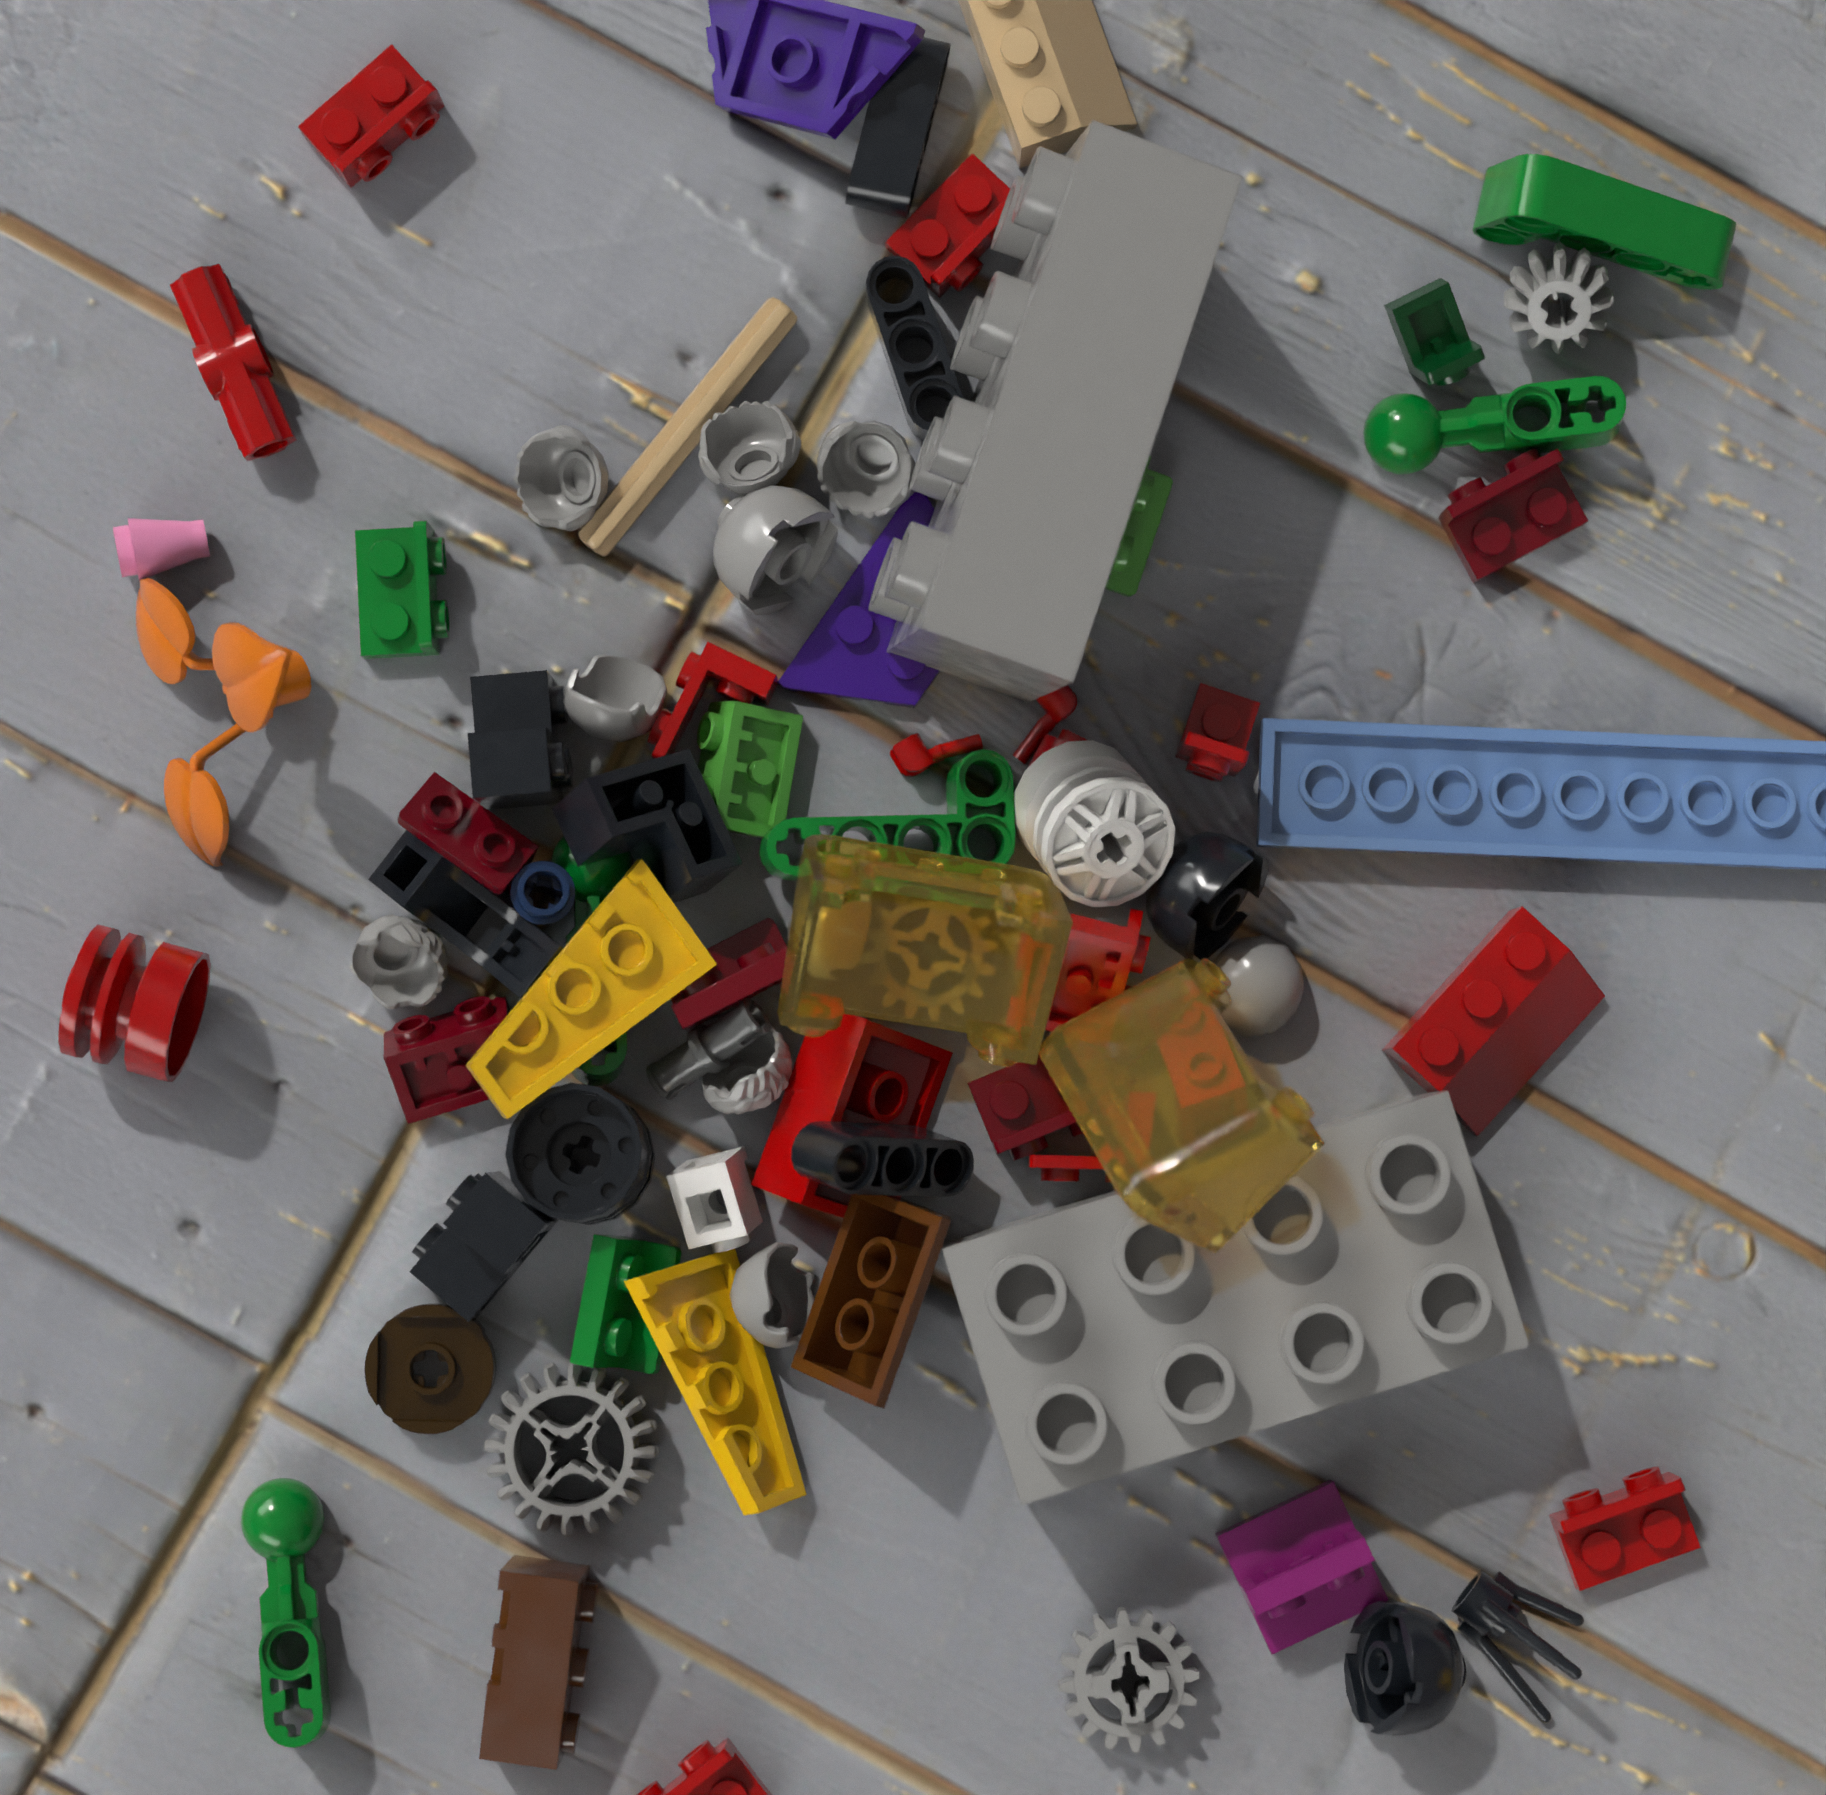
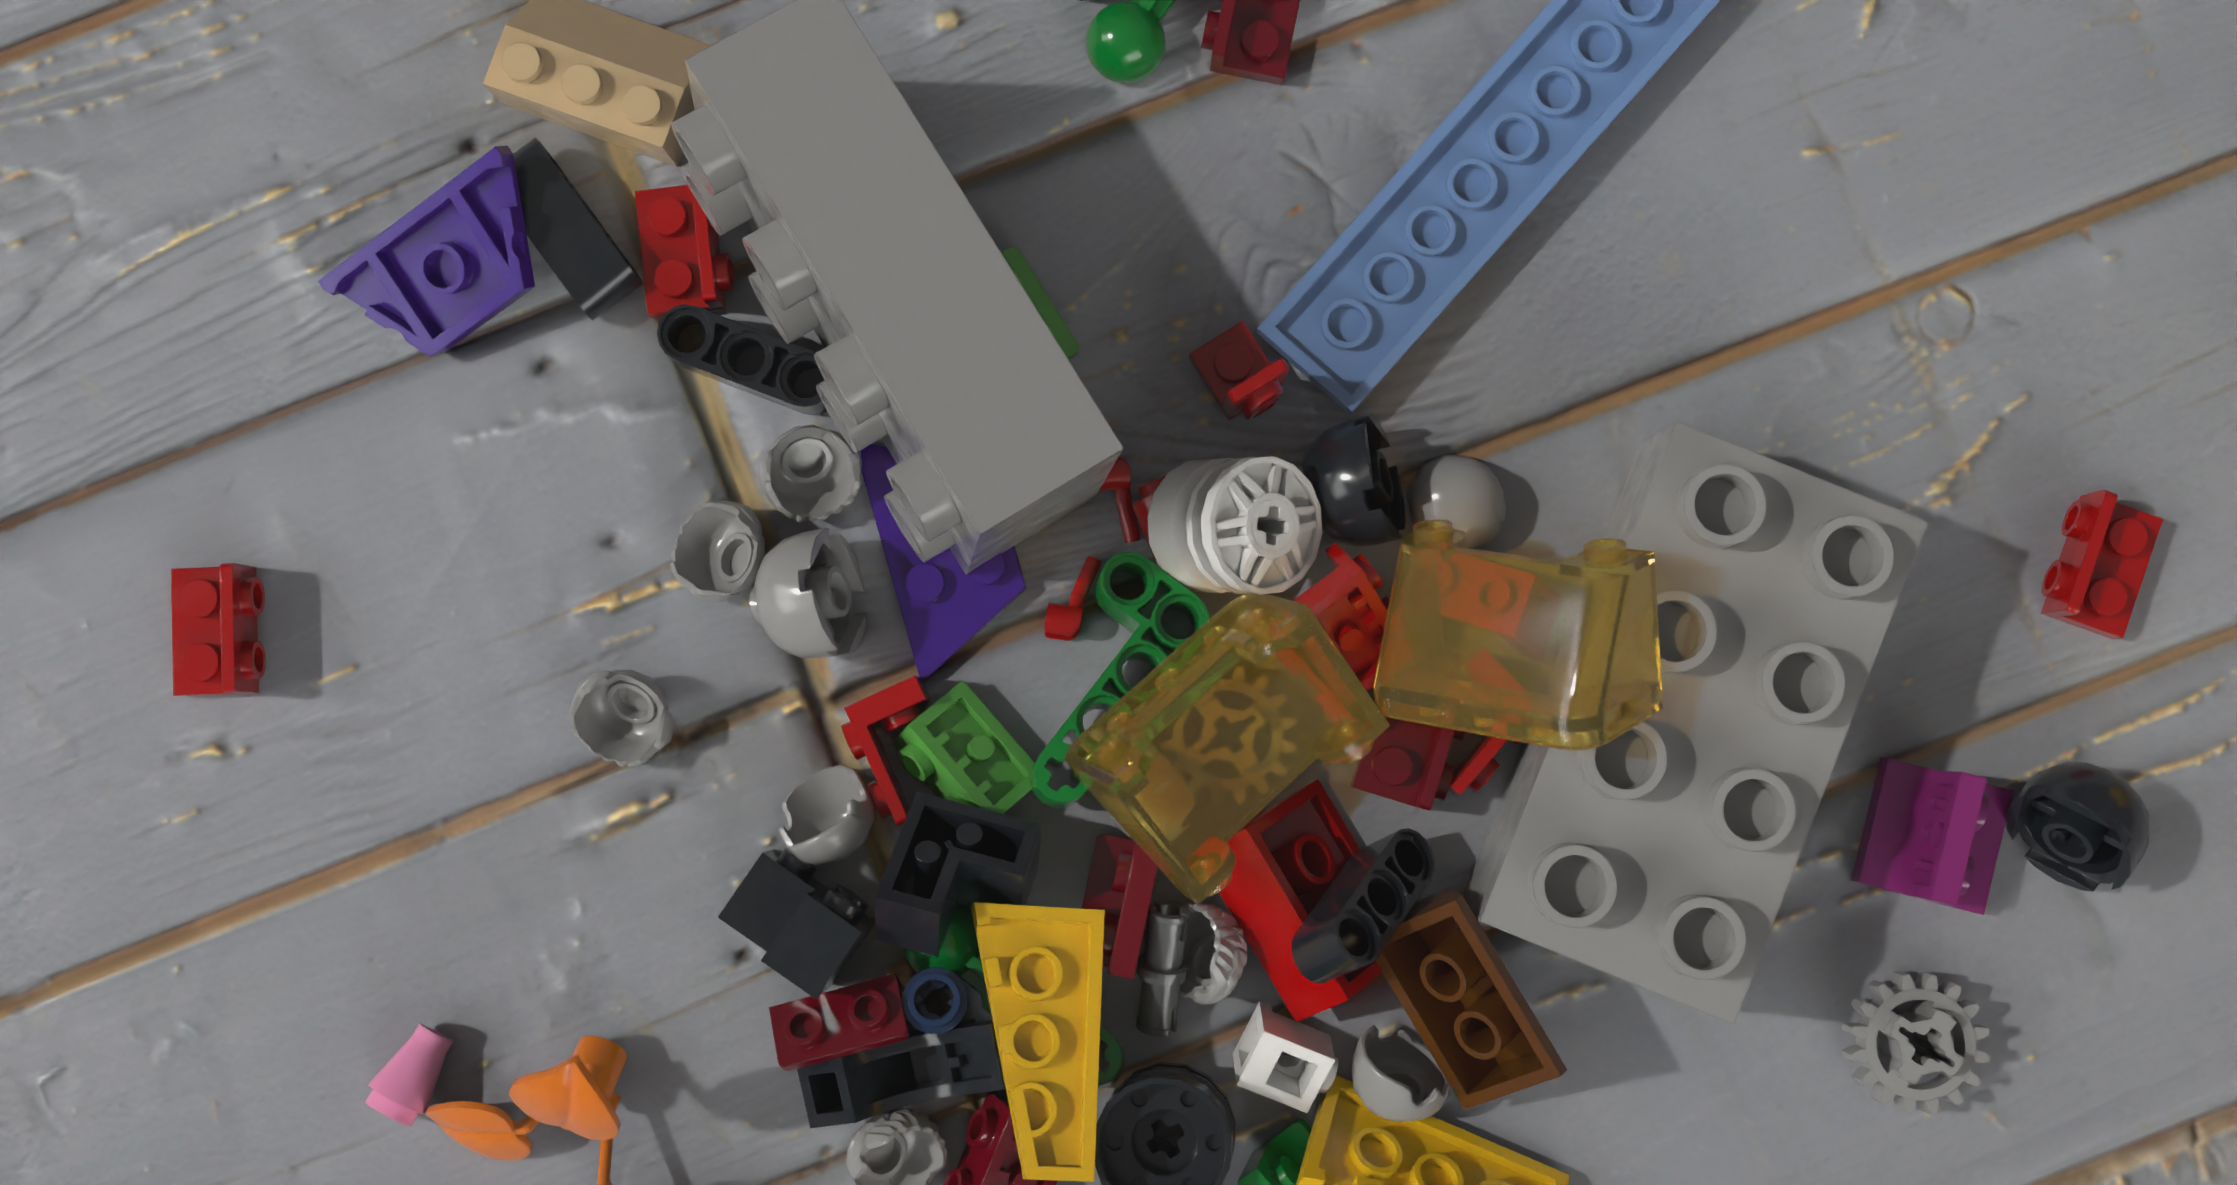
camera: 45 degrees left, 0 degrees up
(233, 362) = (314, 898): red piece -> none
(400, 591) = (605, 914): green bracket -> none
(683, 429) = (663, 590): tan axle -> none
(1489, 1607) = (2079, 719): black plant -> none
(1496, 1019) = (1630, 340): red slope -> none

